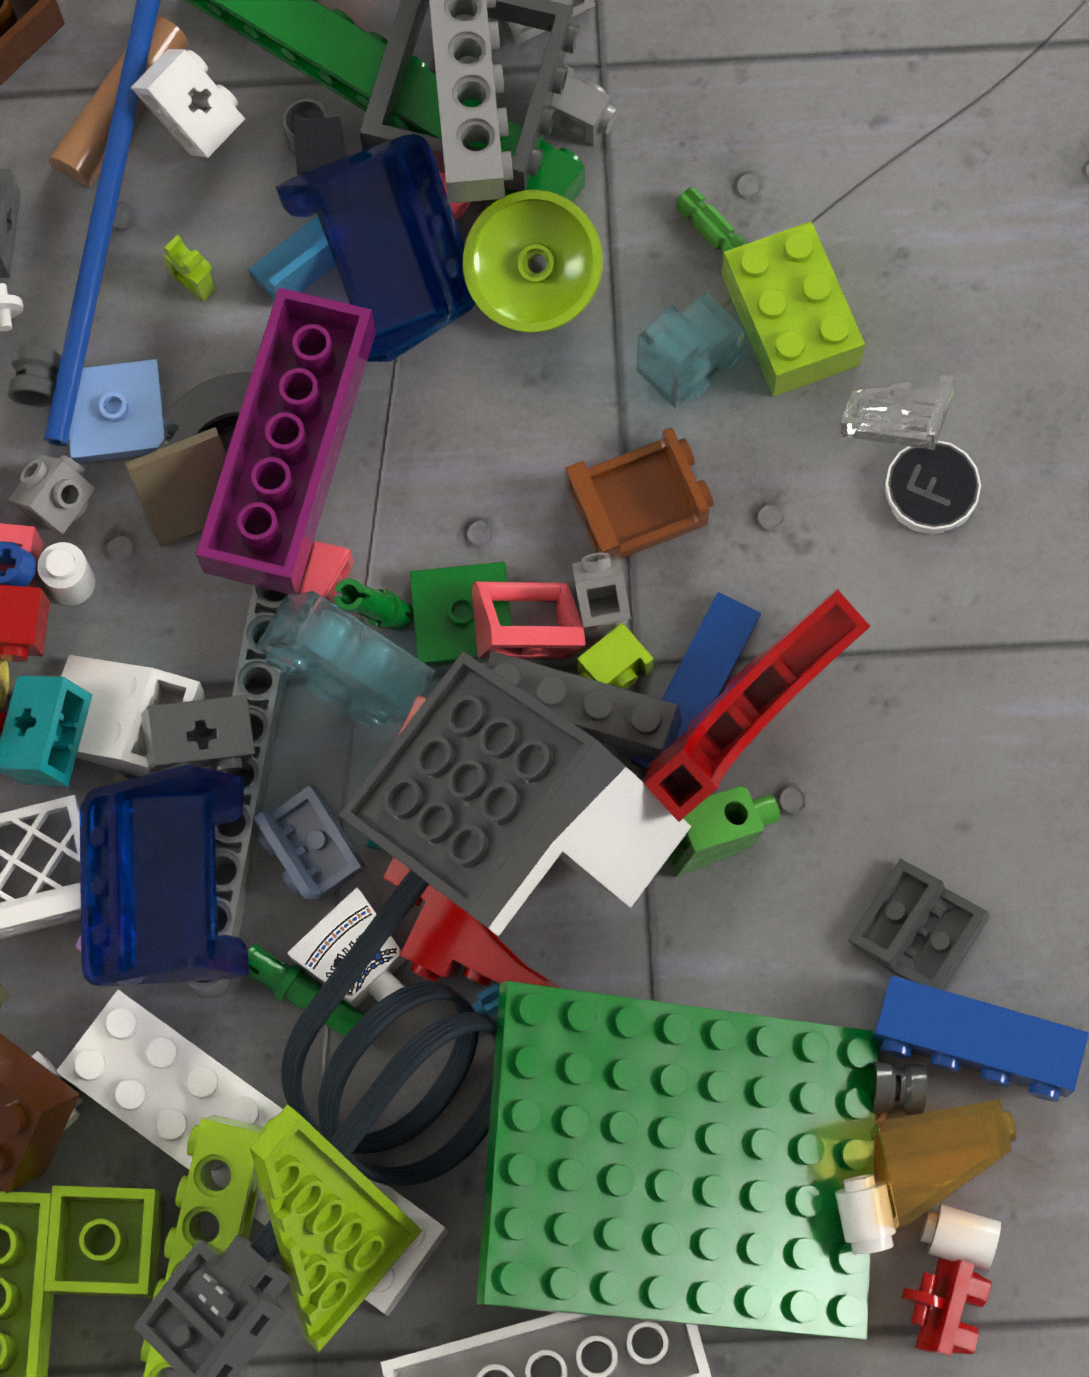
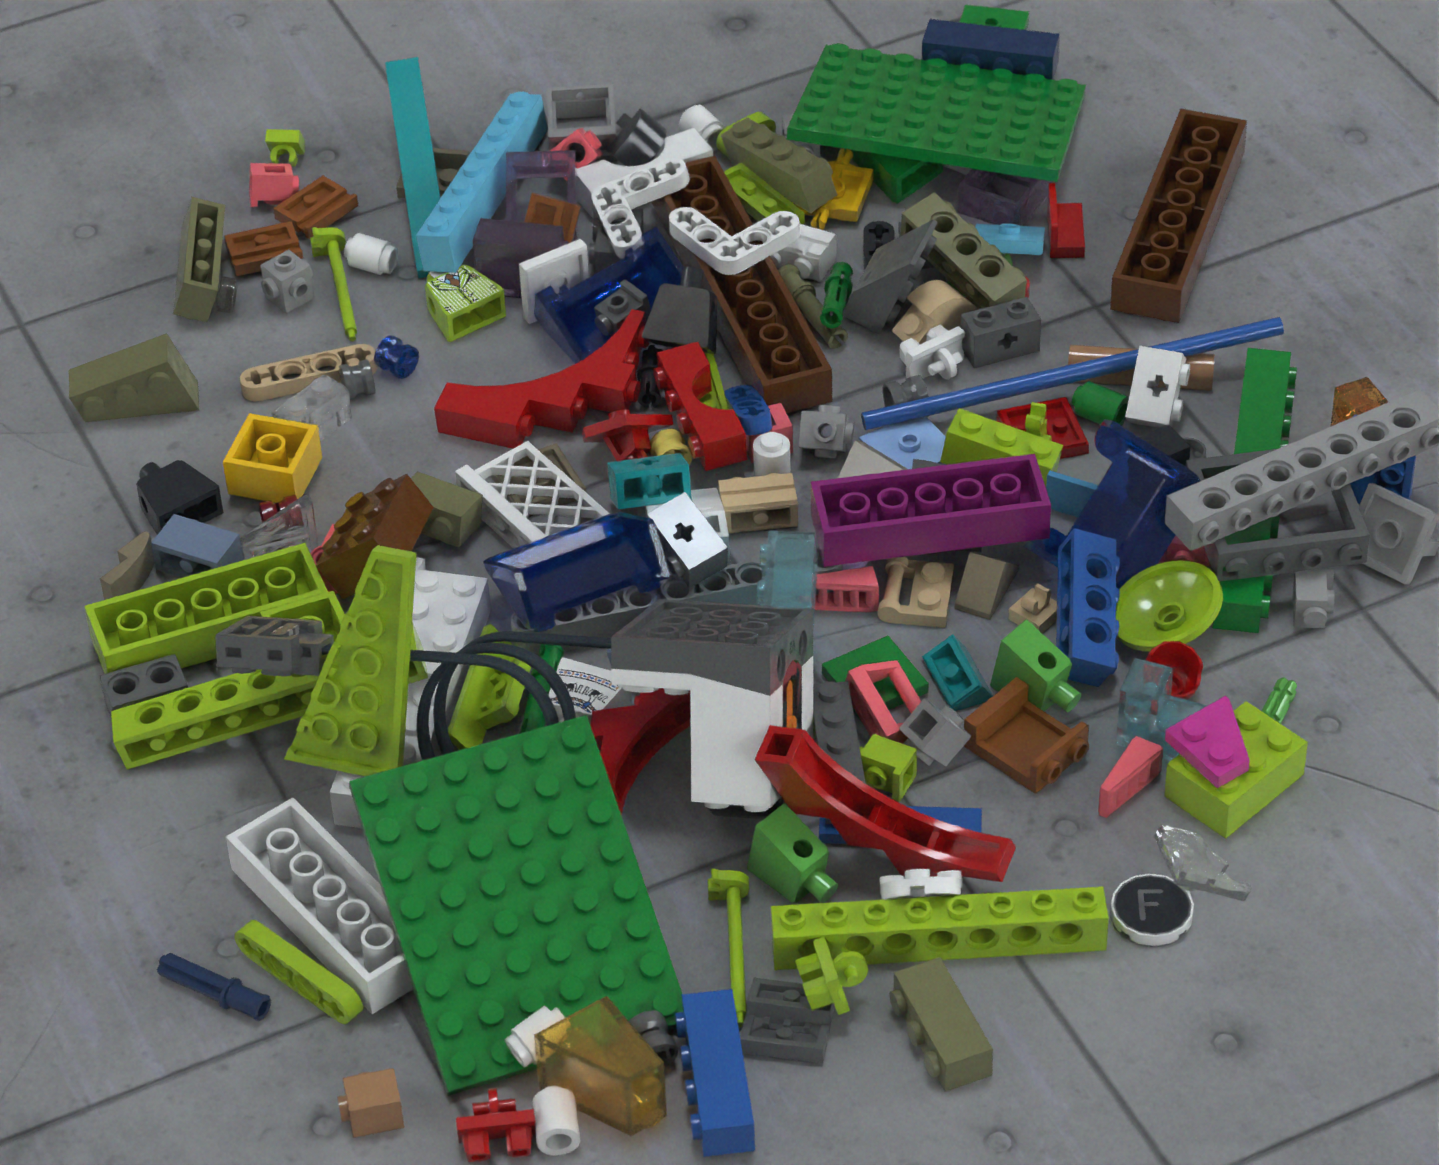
camera: 65 degrees right, 30 degrees down
(125, 615) = (759, 502): none -> tan brick
(141, 243) = (1060, 425): none -> red tile
(164, 172) = (1099, 403): none -> green brick
(198, 317) = (981, 438): none -> lime brick
(260, 1042) = (485, 700): none -> lime bracket
(367, 501) = (928, 597): none -> tan plate
(373, 604) = (843, 613): green pin -> none
(382, 431) = (984, 584): none -> dark tan slope
(445, 397) = (1036, 608): none -> tan tile
(497, 344) = (1088, 605): none -> blue brick
(499, 524) = (957, 674): none -> teal slope
(558, 439) = (1038, 663): none -> bright green torso
(624, 303) = (1185, 663): none -> red hair
(711, 906) = (733, 886): none -> lime piece
(739, 411) = (1131, 773): none -> coral slope
(784, 316) = (1211, 742): none -> dark pink wing
(827, 709) = (920, 884): none -> white plate
(875, 718) = (945, 926): none -> lime brick
(882, 863) = (825, 977): none -> lime hips
(1005, 774) = (941, 1024): none -> olive brick

